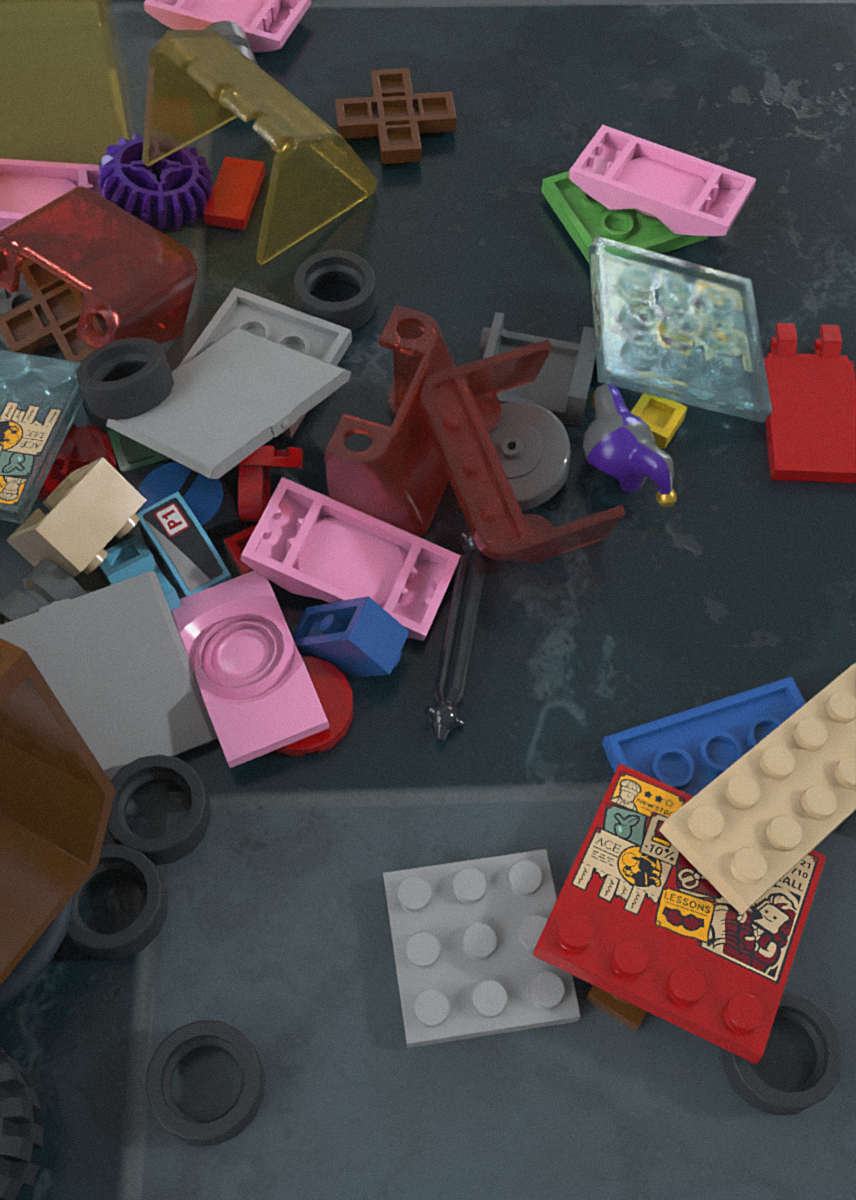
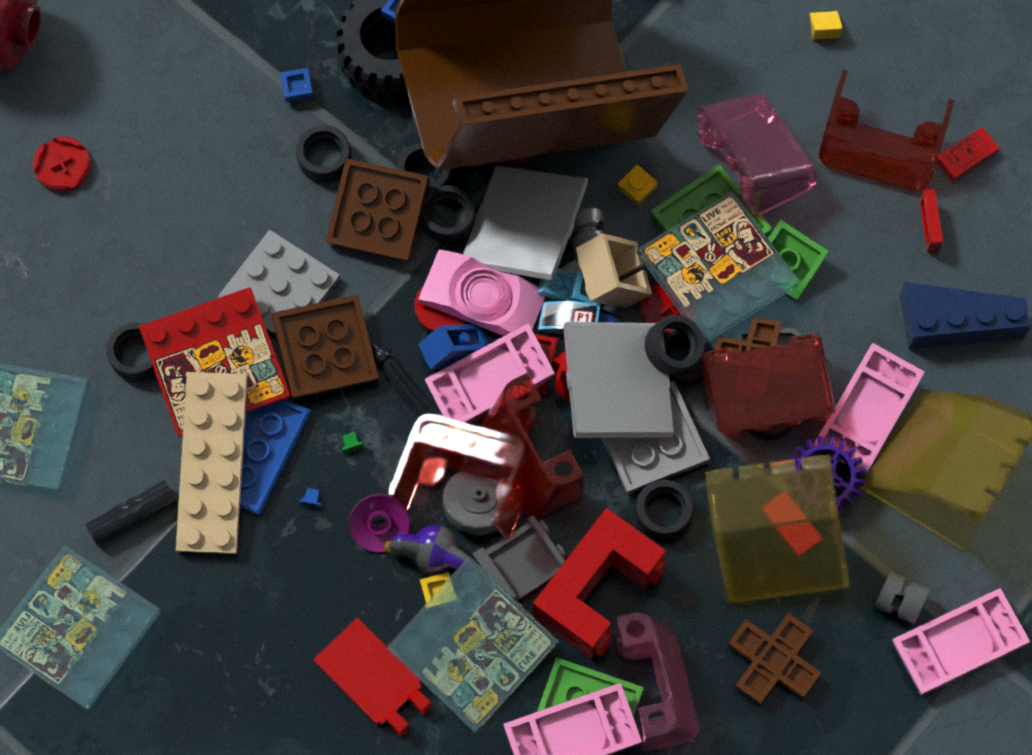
camera: 135 degrees right, 10 degrees up
(236, 899) = (378, 209): none -> reddish brown plate
(462, 286) = (606, 544): none -> red piece
(509, 787) = (324, 347): none -> reddish brown plate
(549, 127) = (645, 637): none -> clear pink windscreen
(590, 656) = (351, 443): none -> green piece
(656, 532) = (373, 535): none -> magenta dish
(704, 641) = (311, 499): none -> blue piece

